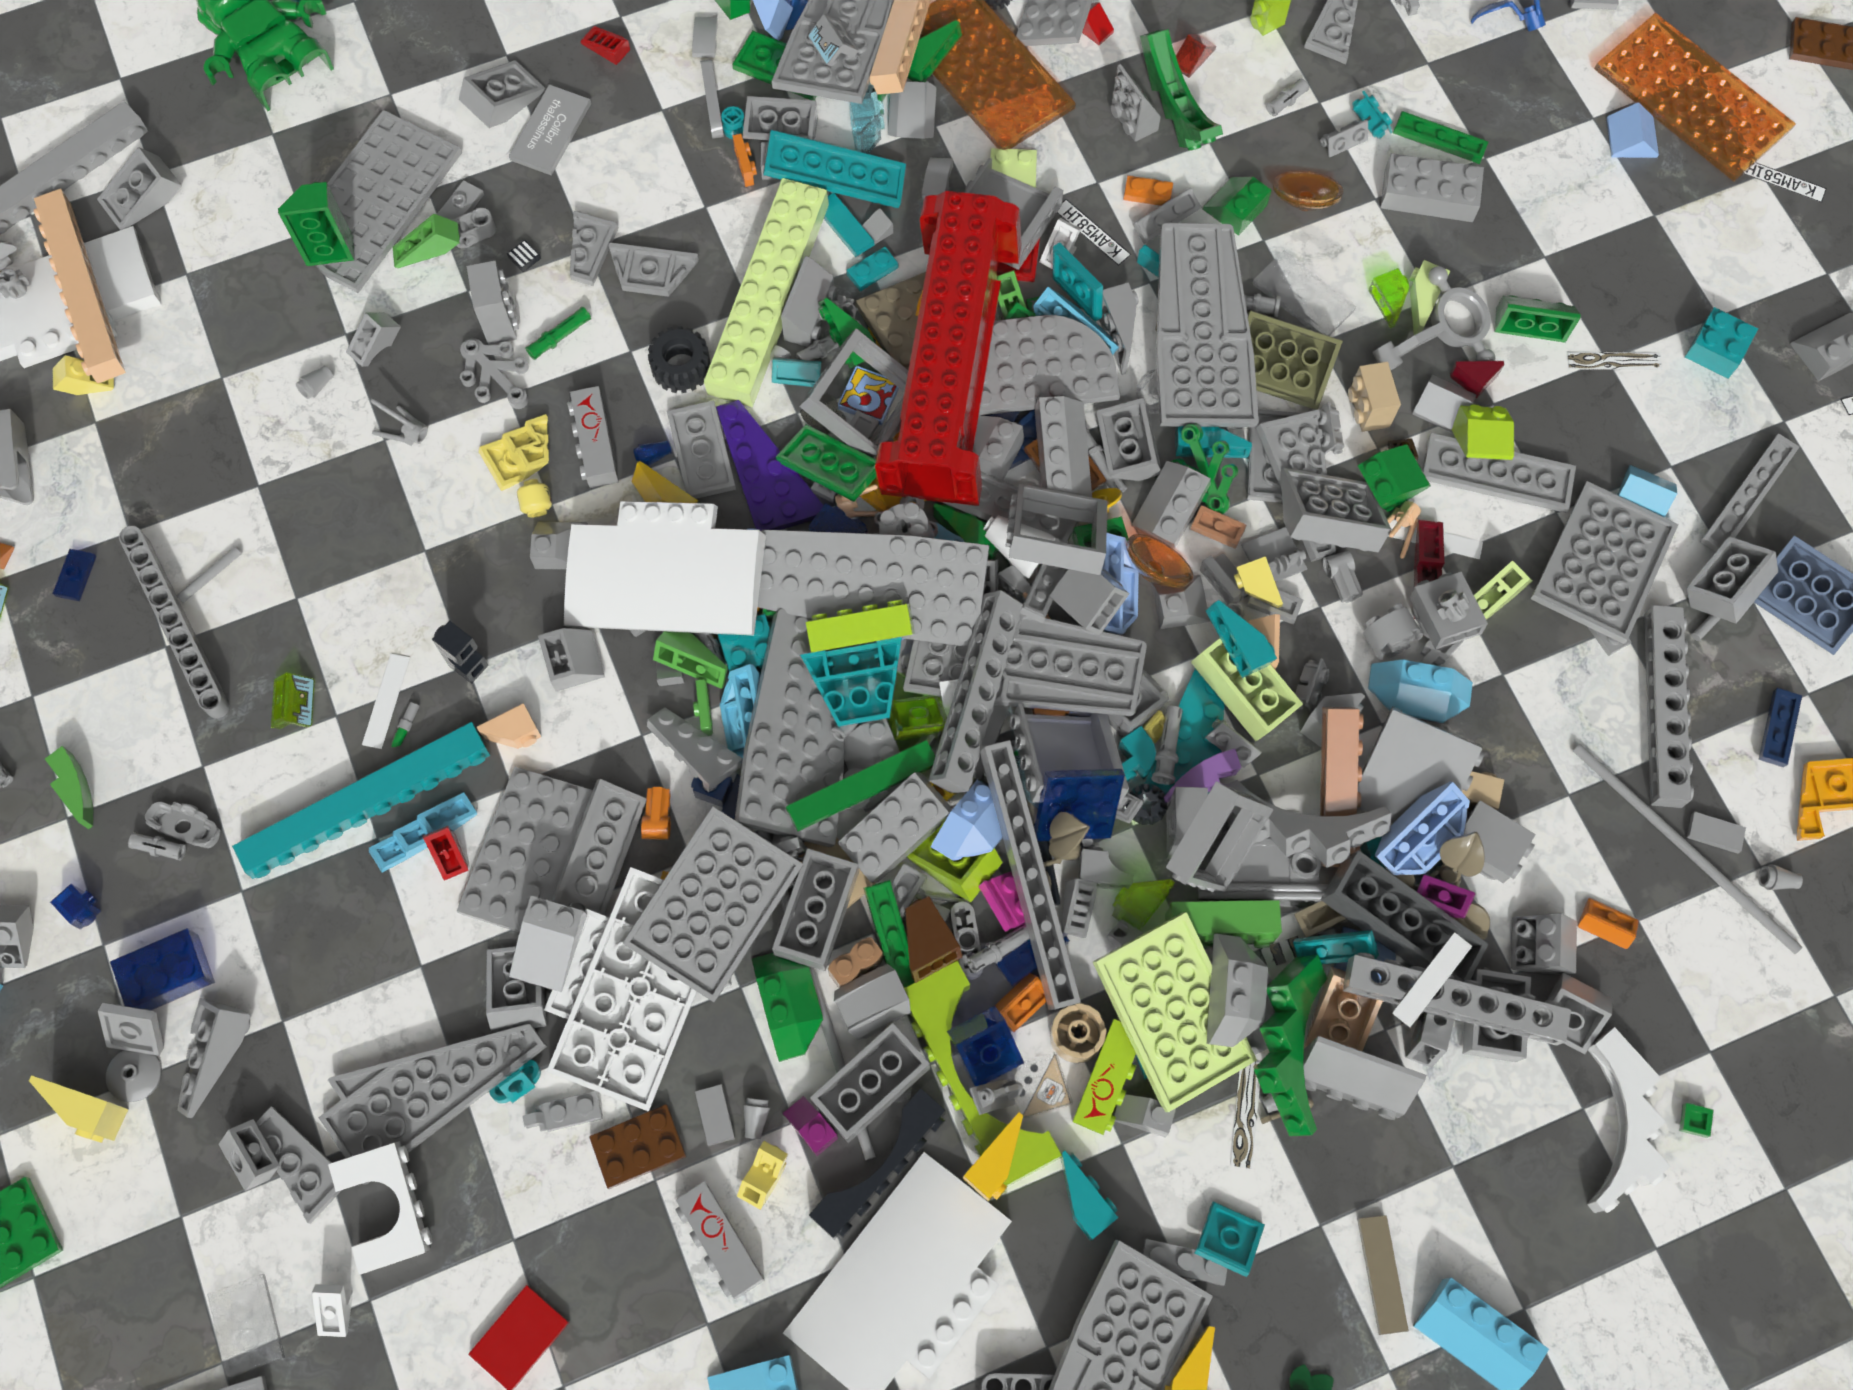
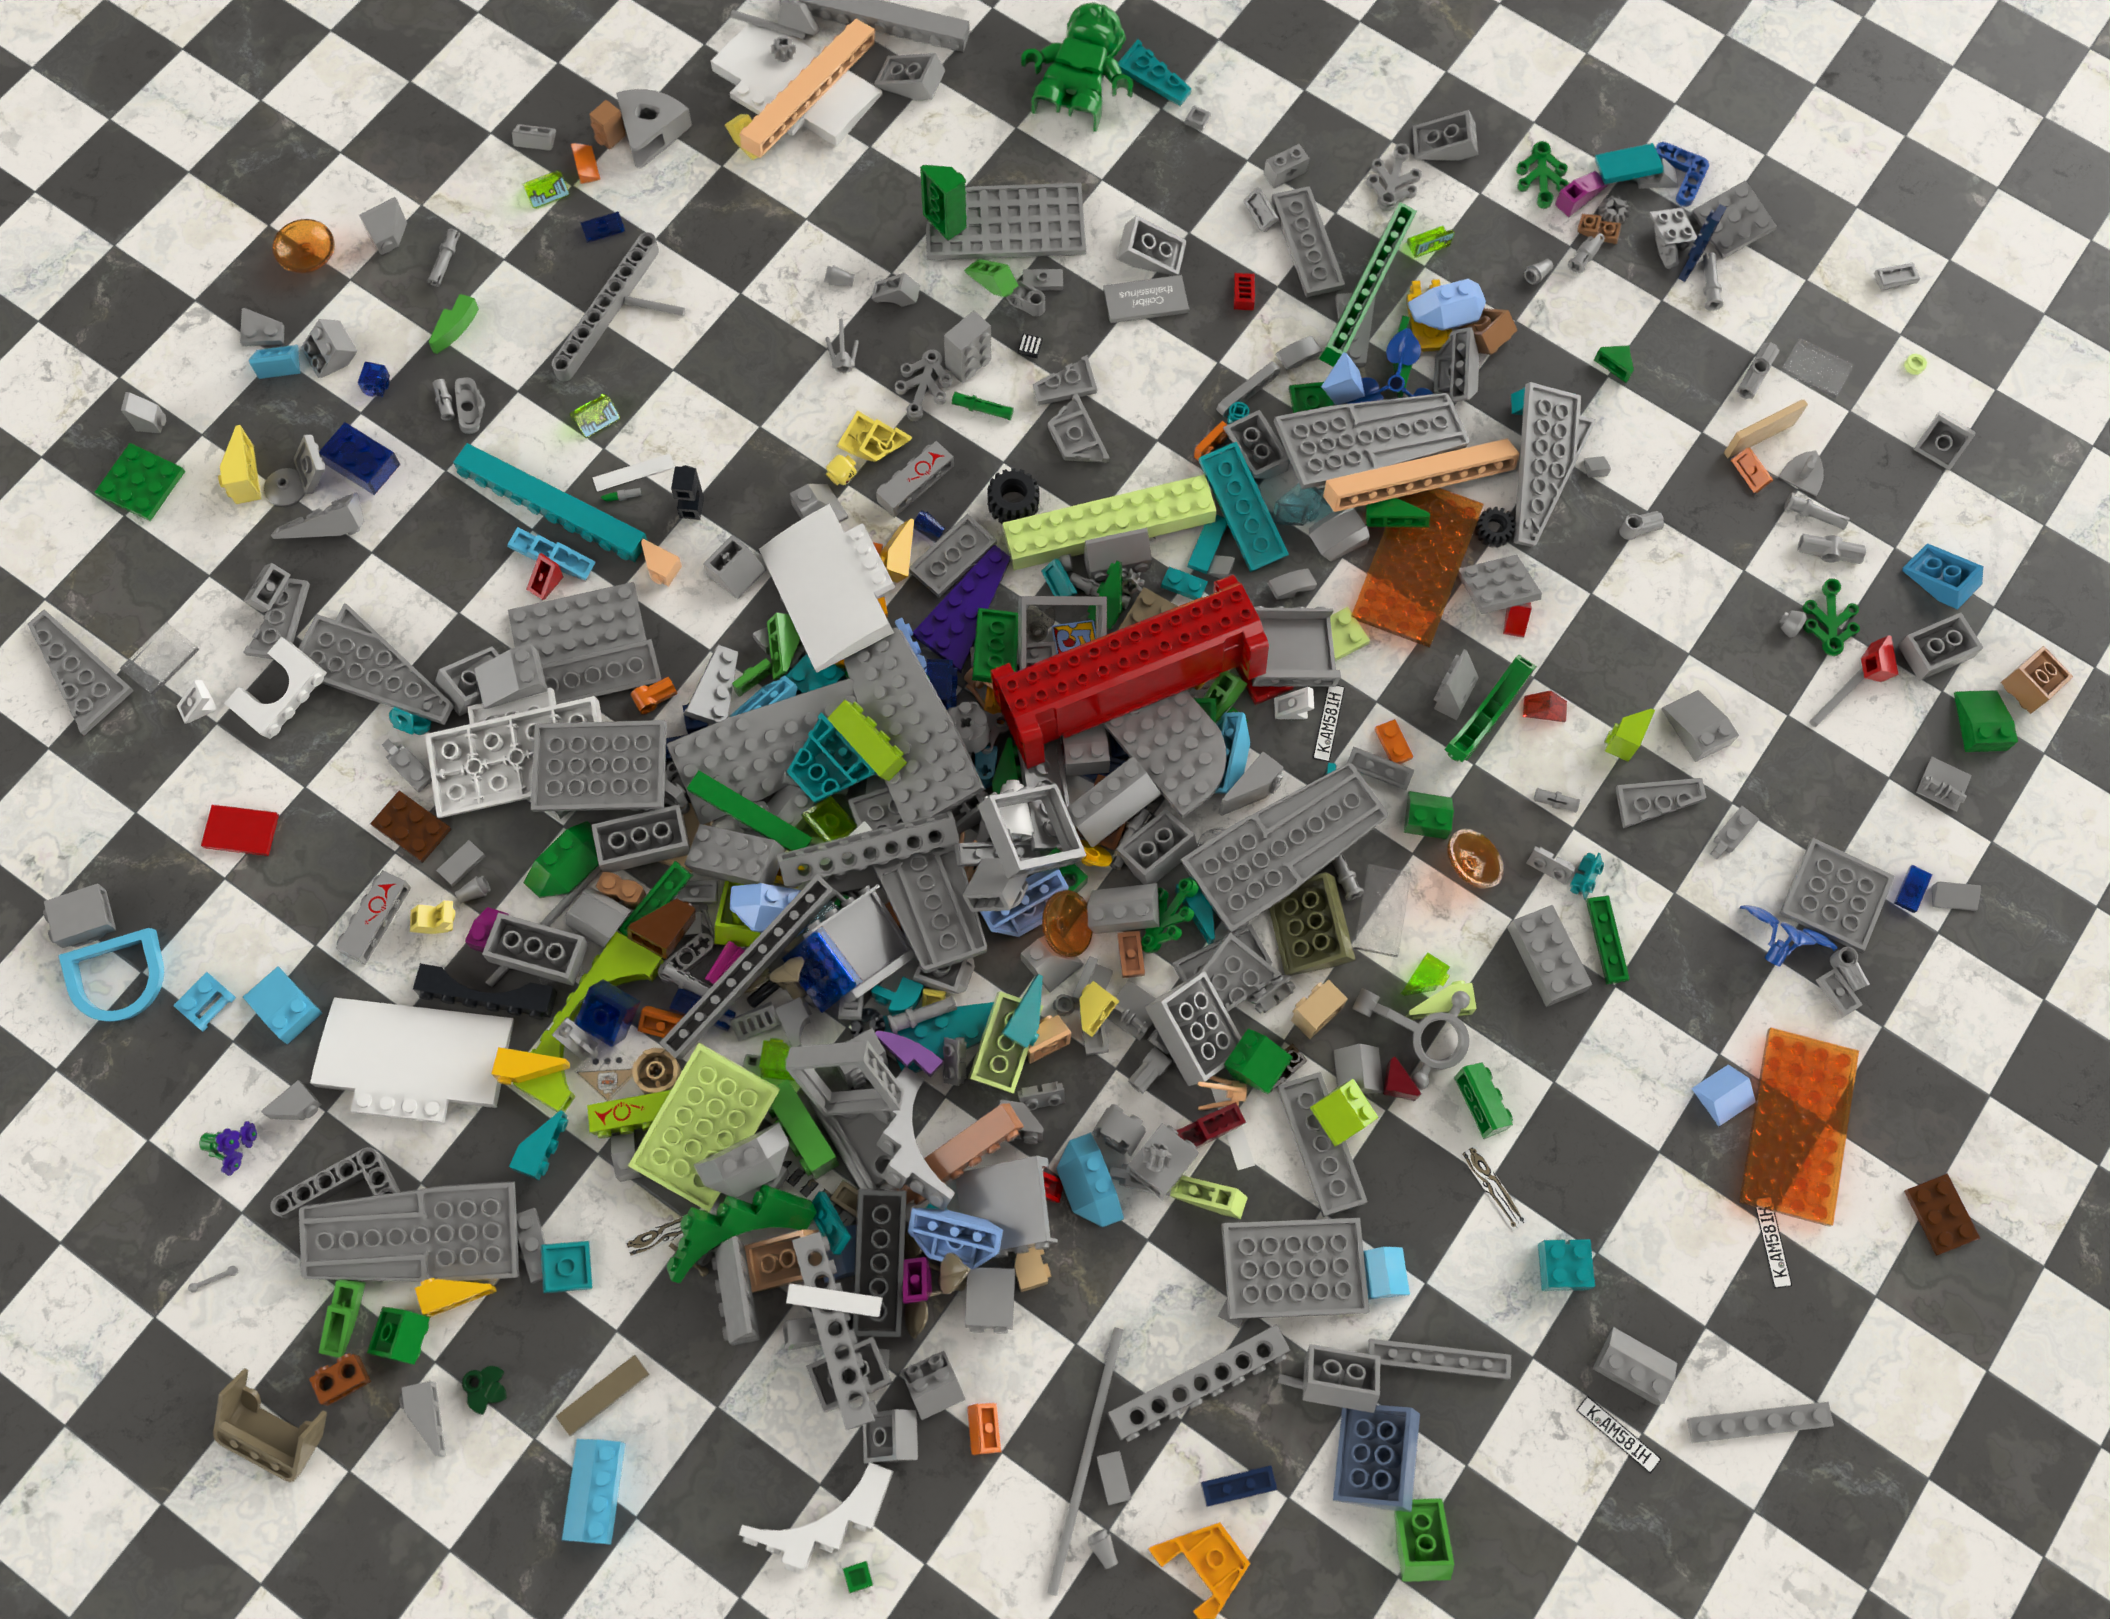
camera: 55 degrees right, 0 degrees up
(831, 40) = (1341, 436): light grey panel -> none
(1077, 282) = (1266, 728): teal tile -> none

